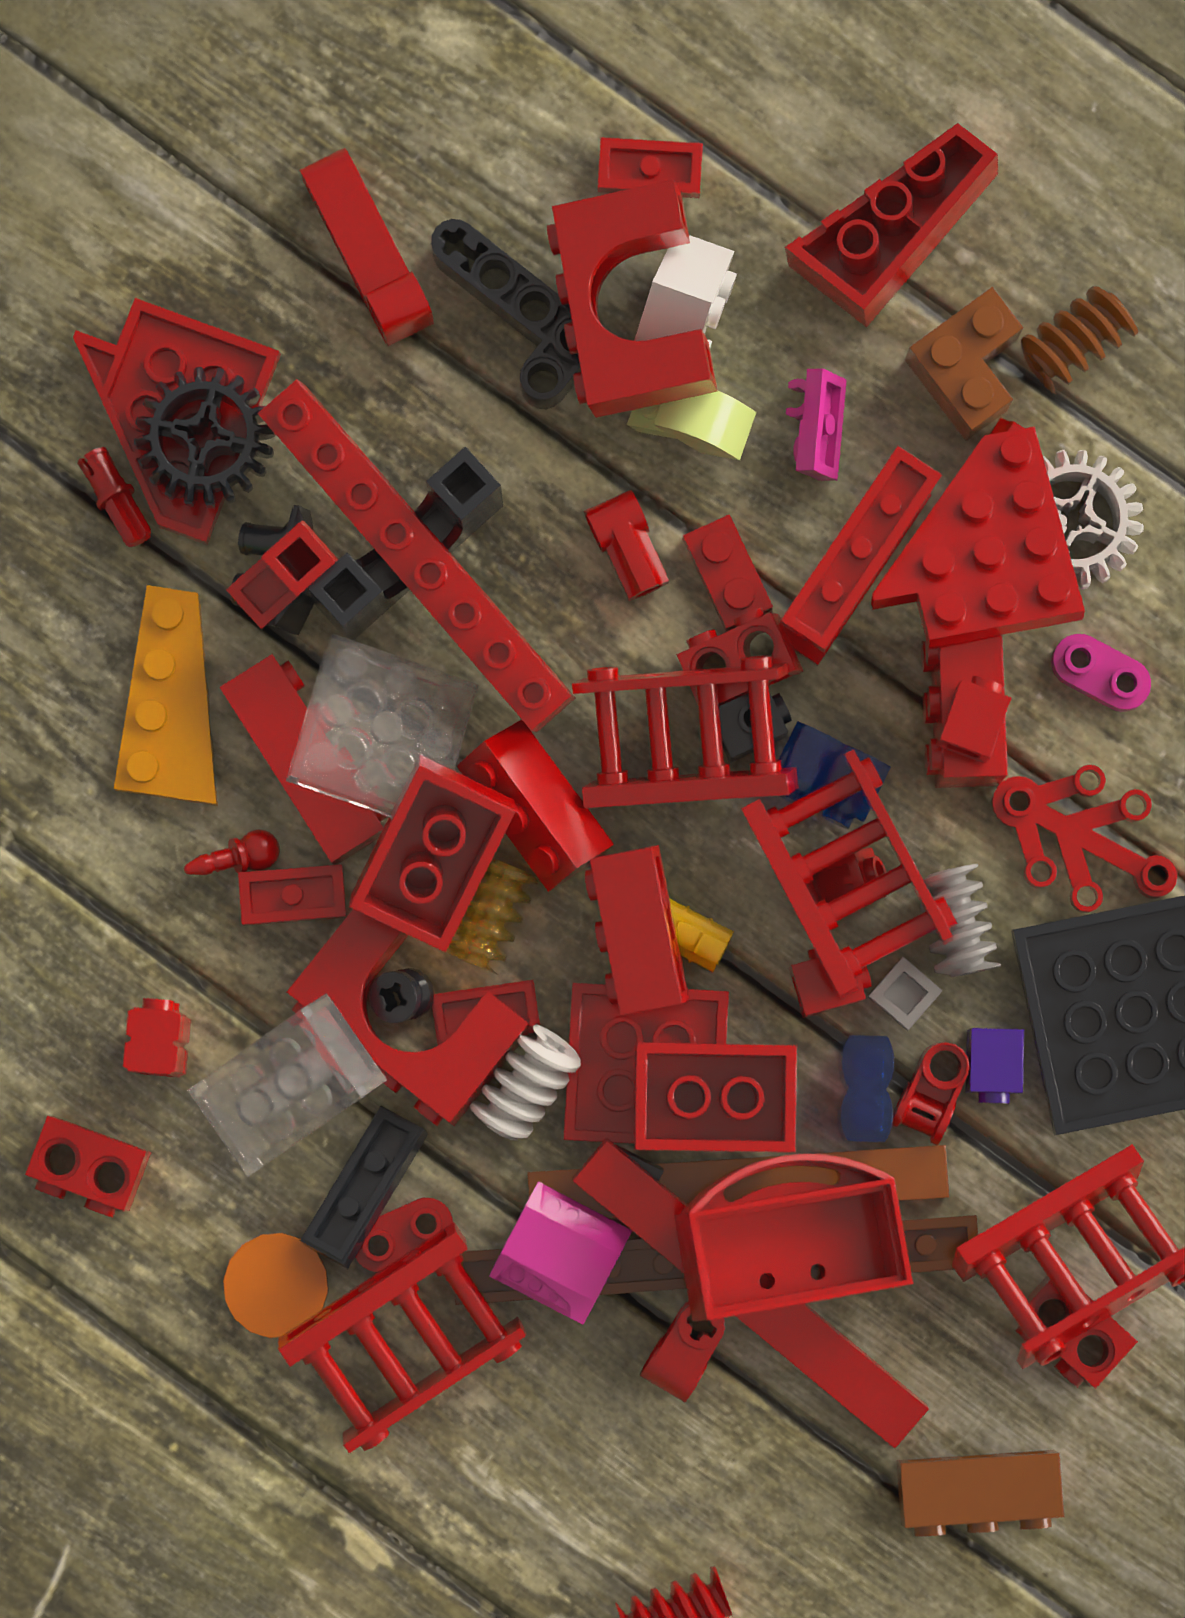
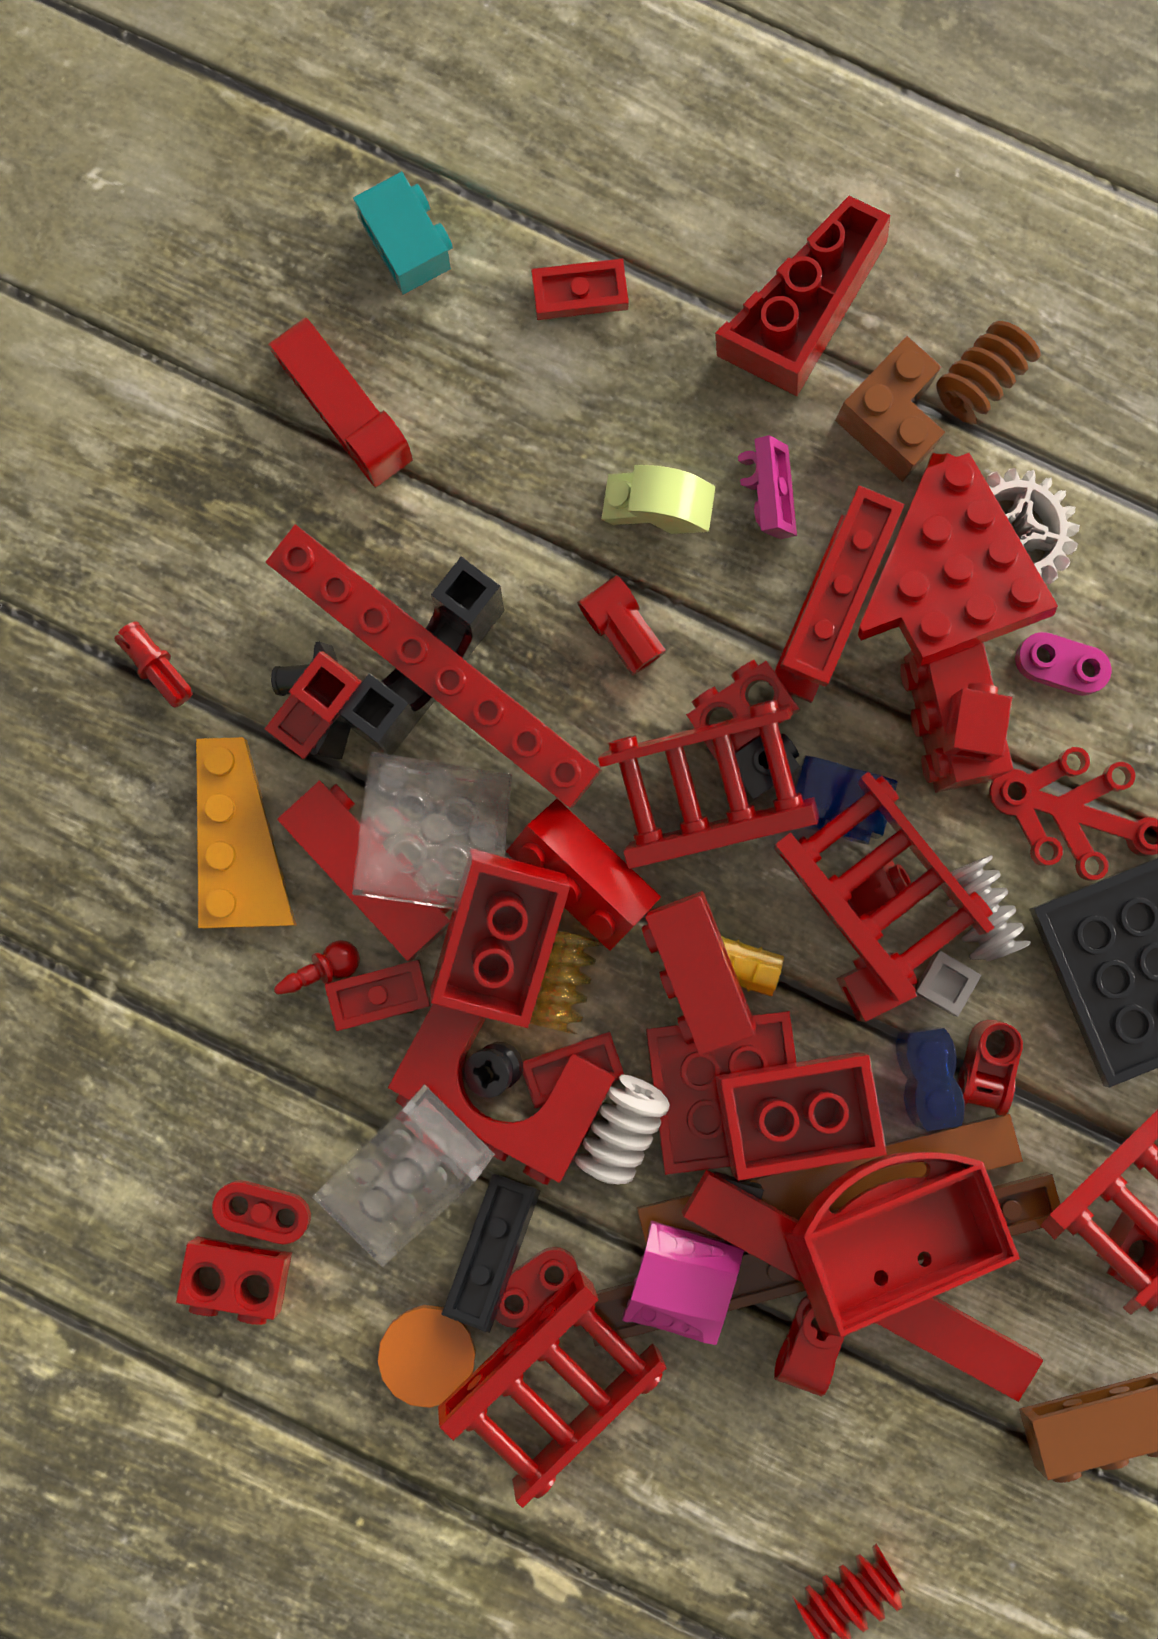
camera: 15 degrees left, 0 degrees up
(129, 1102) = (263, 1211): none -> red plate
(151, 351) = (198, 575): red wing -> none
(157, 1039) = (275, 1155): red brick -> none
(180, 430) = (184, 589): black gear -> none
(468, 74) = (403, 232): none -> teal brick
(508, 303) = (475, 430): black beam -> none
(592, 241) = (543, 354): red arch -> none
(688, 290) = (632, 397): white brick -> none
(726, 570) = (714, 633): red plate -> none
(995, 1064) = (1044, 1031): dark purple brick -> none

